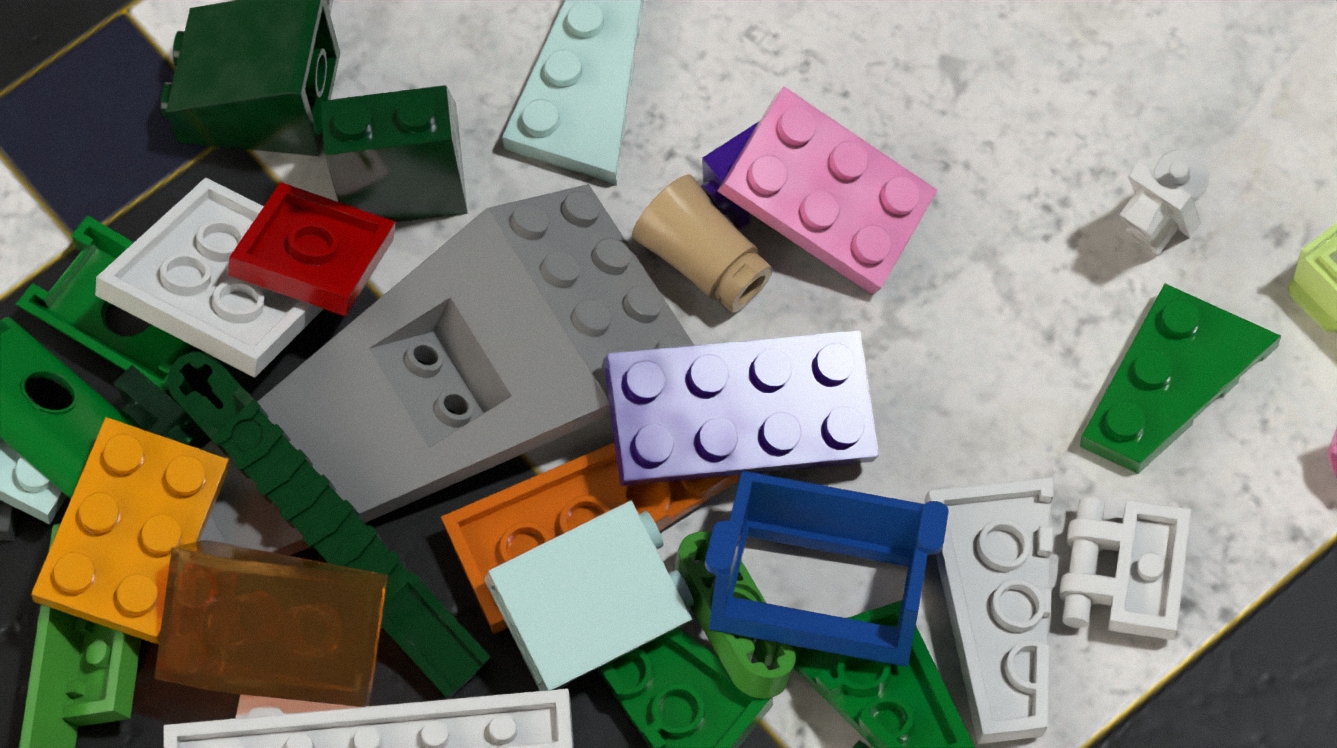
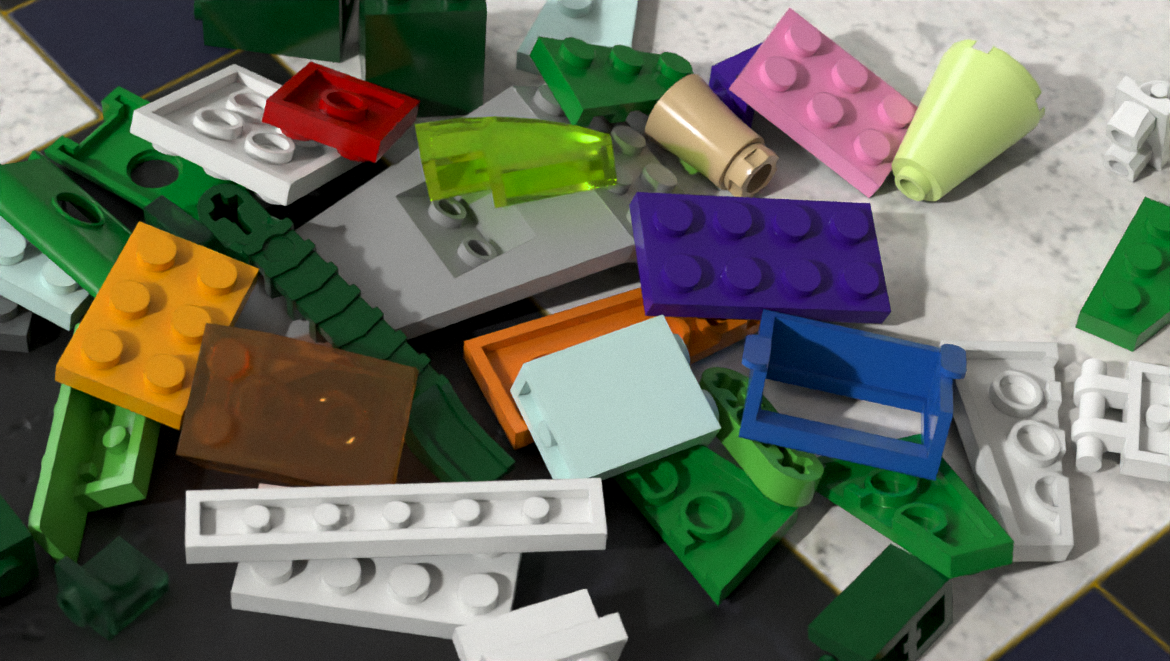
camera: 10 degrees left, 15 degrees down
(479, 314) = (513, 158): none -> clear neon green slope
(594, 184) = (605, 79): none -> green wing
(968, 212) = (965, 120): none -> yellowish green cone

